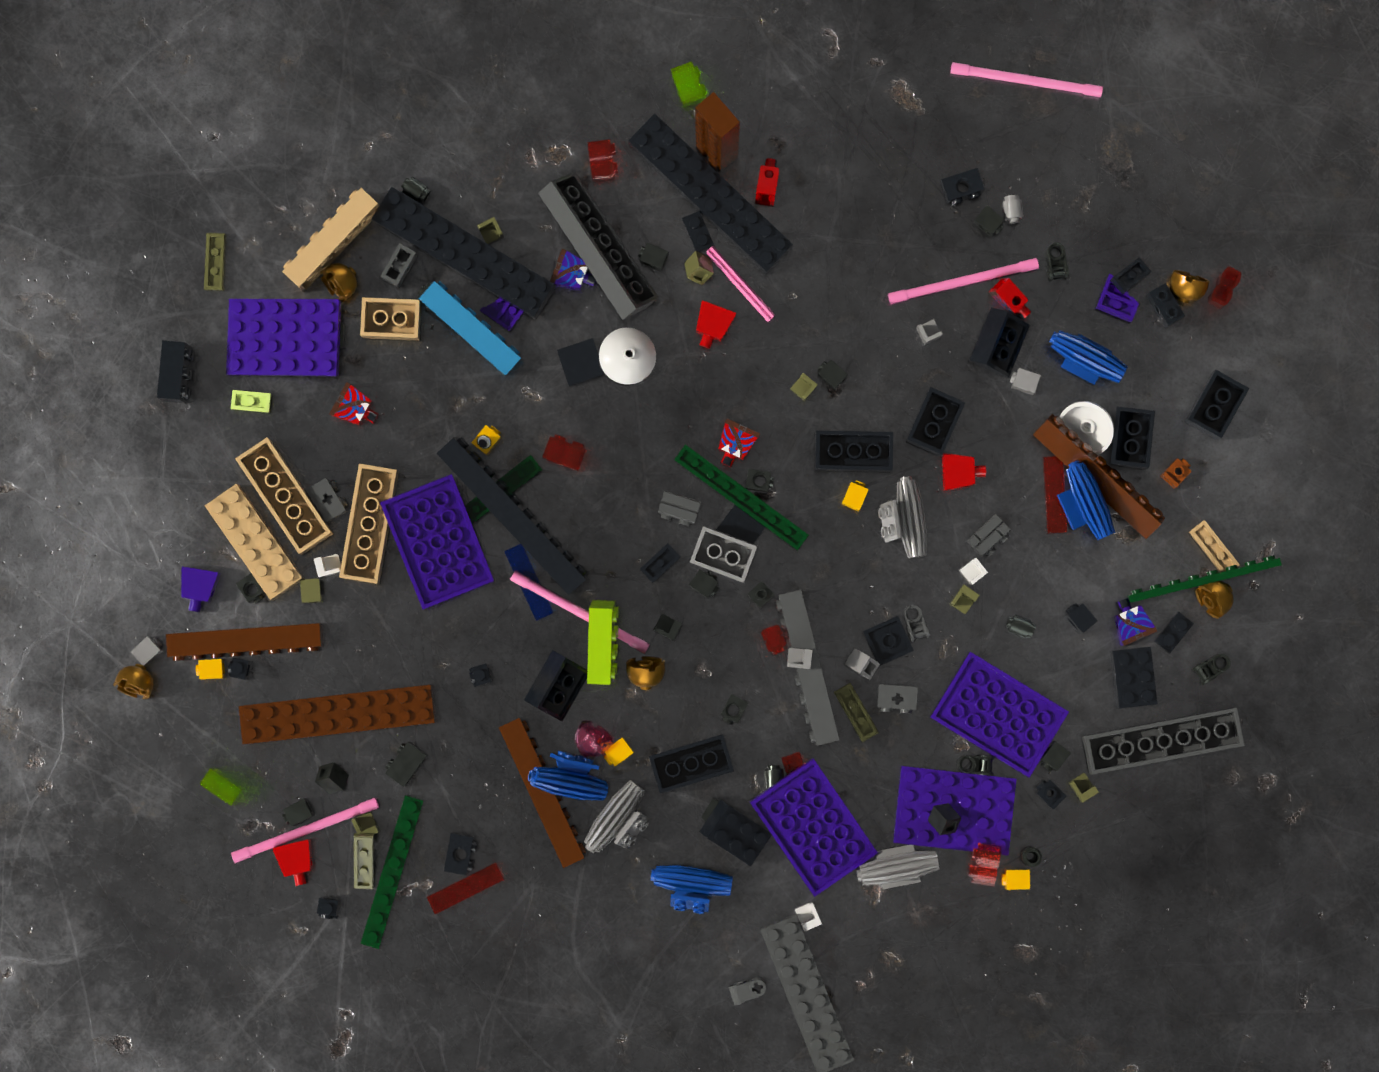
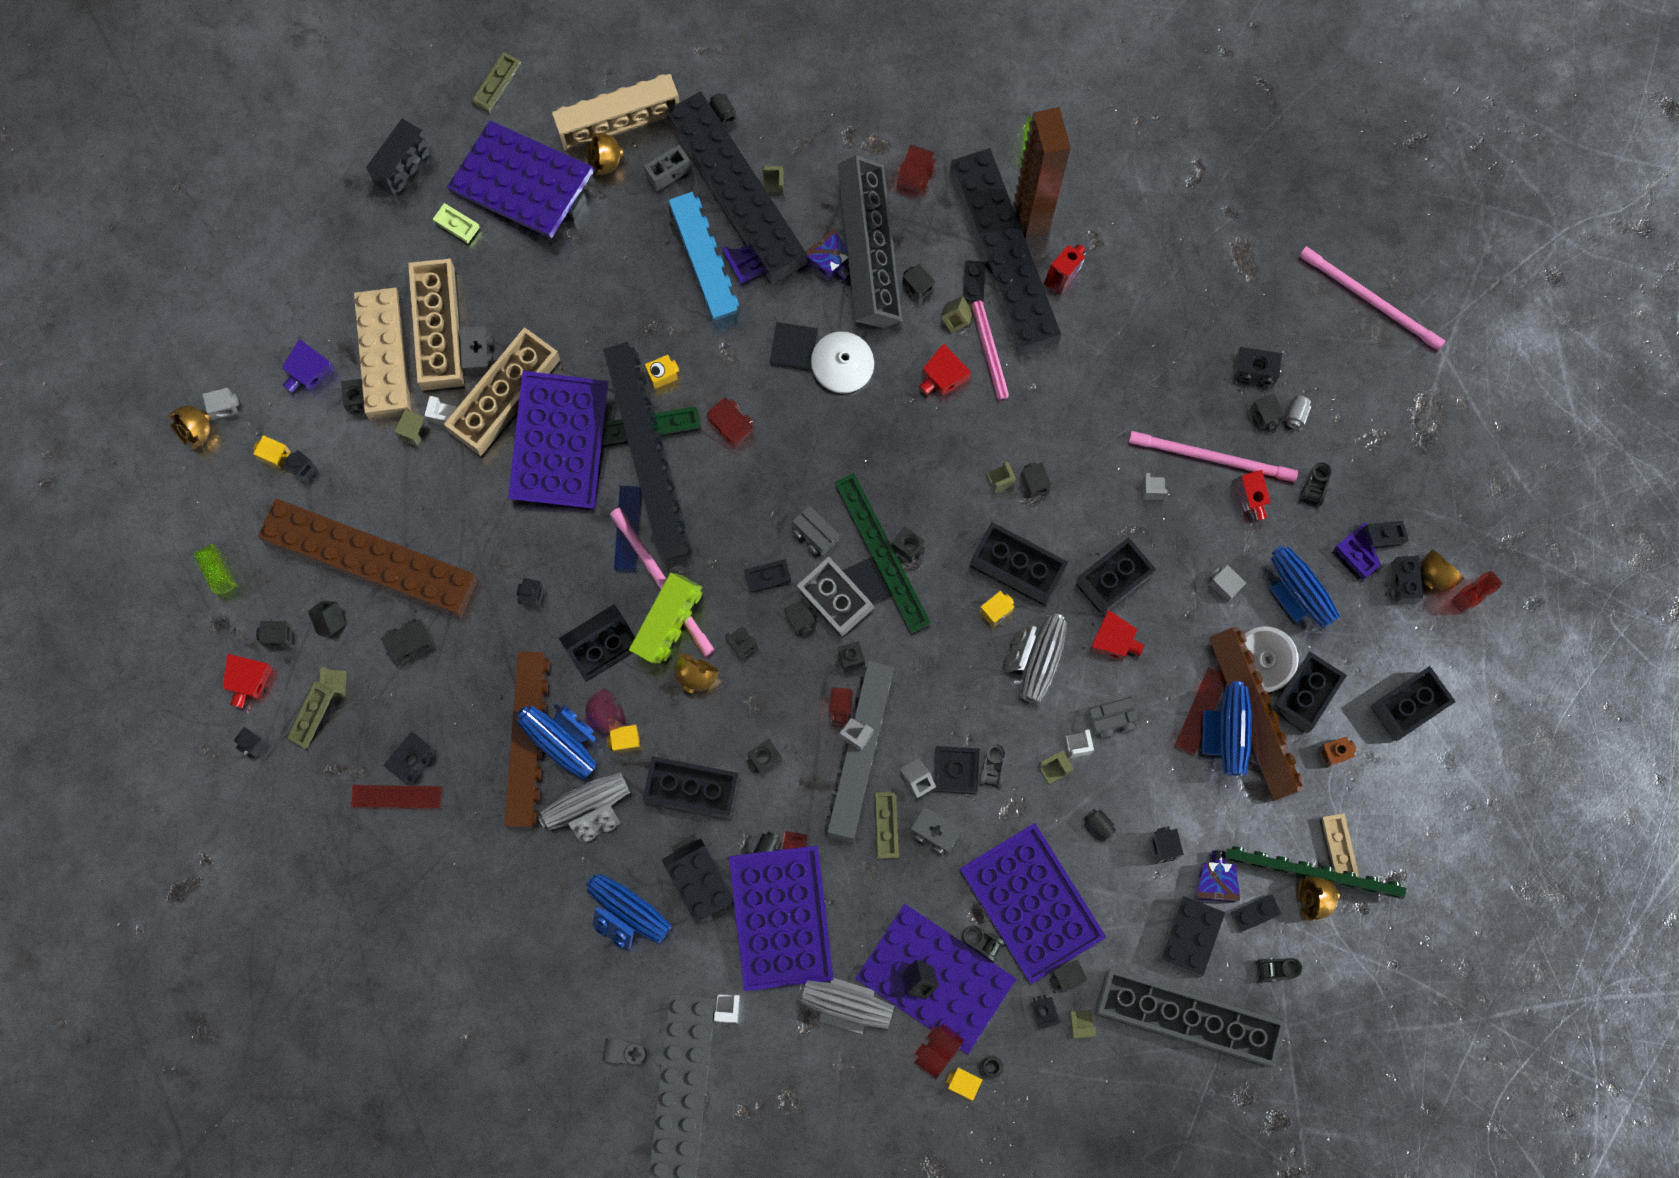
camera: 20 degrees right, 10 degrees down
(244, 640) = (319, 441): reddish brown brick -> none
(248, 852) = (339, 663): bright pink piece -> none
(353, 406) = (550, 275): torso -> none
(390, 319) = (632, 212): tan brick -> none
(392, 872) = (332, 742): dark green plate -> none
(736, 442) = (906, 496): torso -> none
(1000, 342) = (1220, 532): black slope -> none

